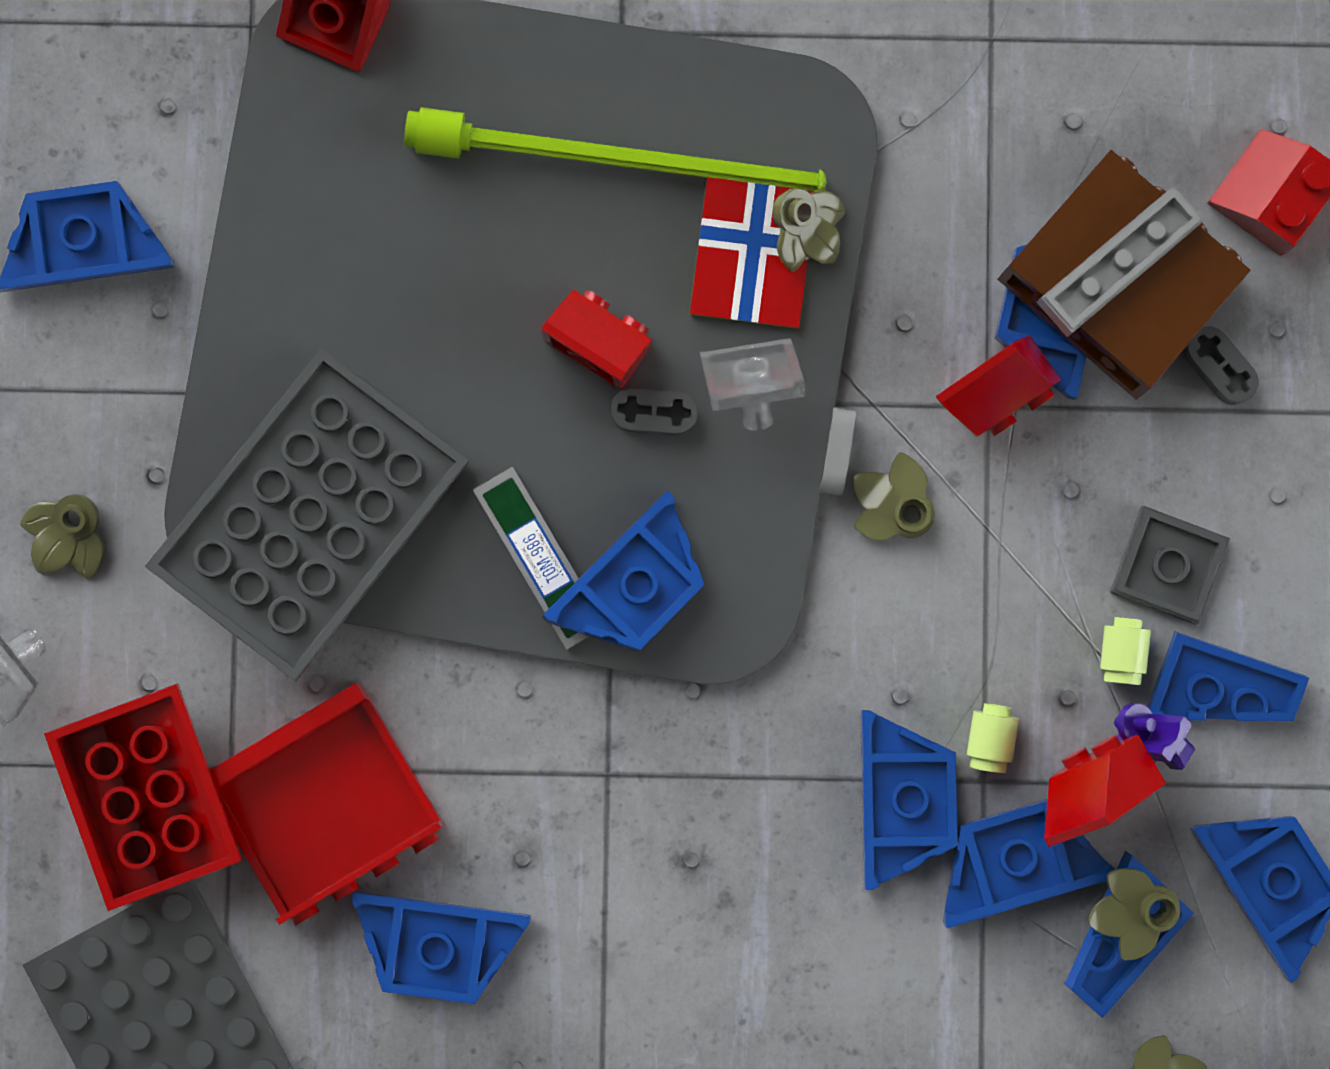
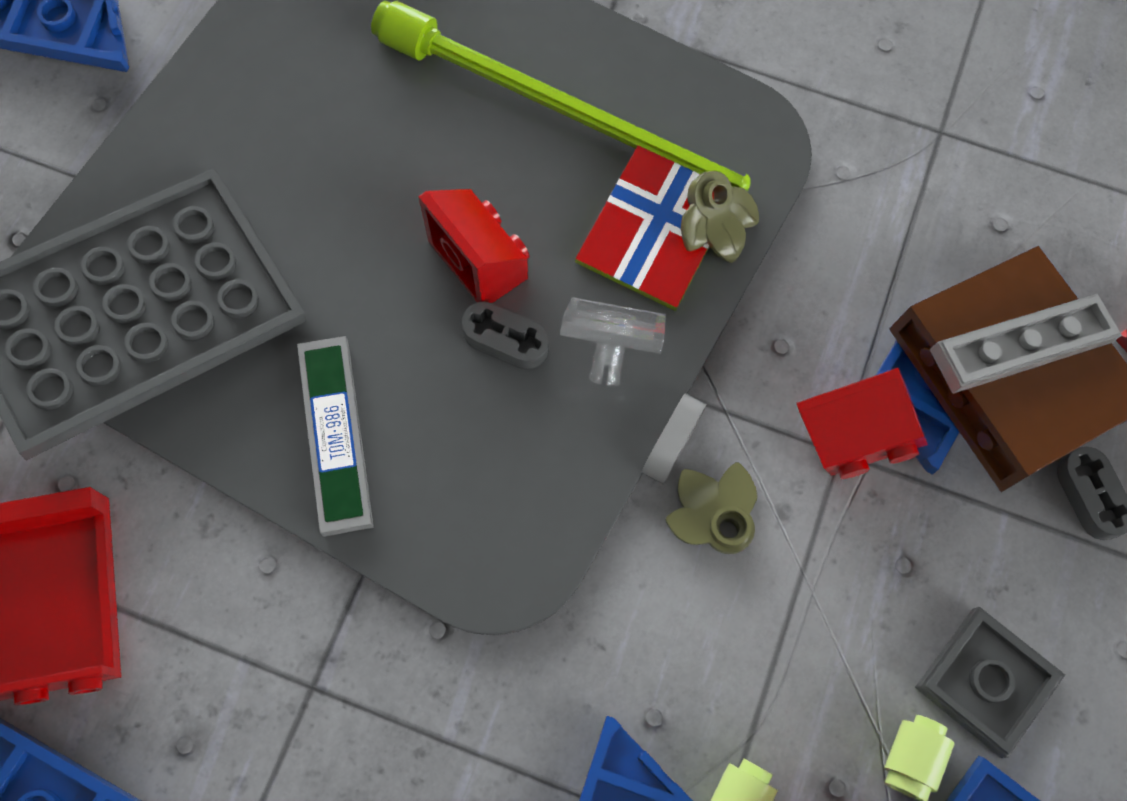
camera: 20 degrees right, 15 degrees down
(634, 583) = (414, 490): blue wing -> none

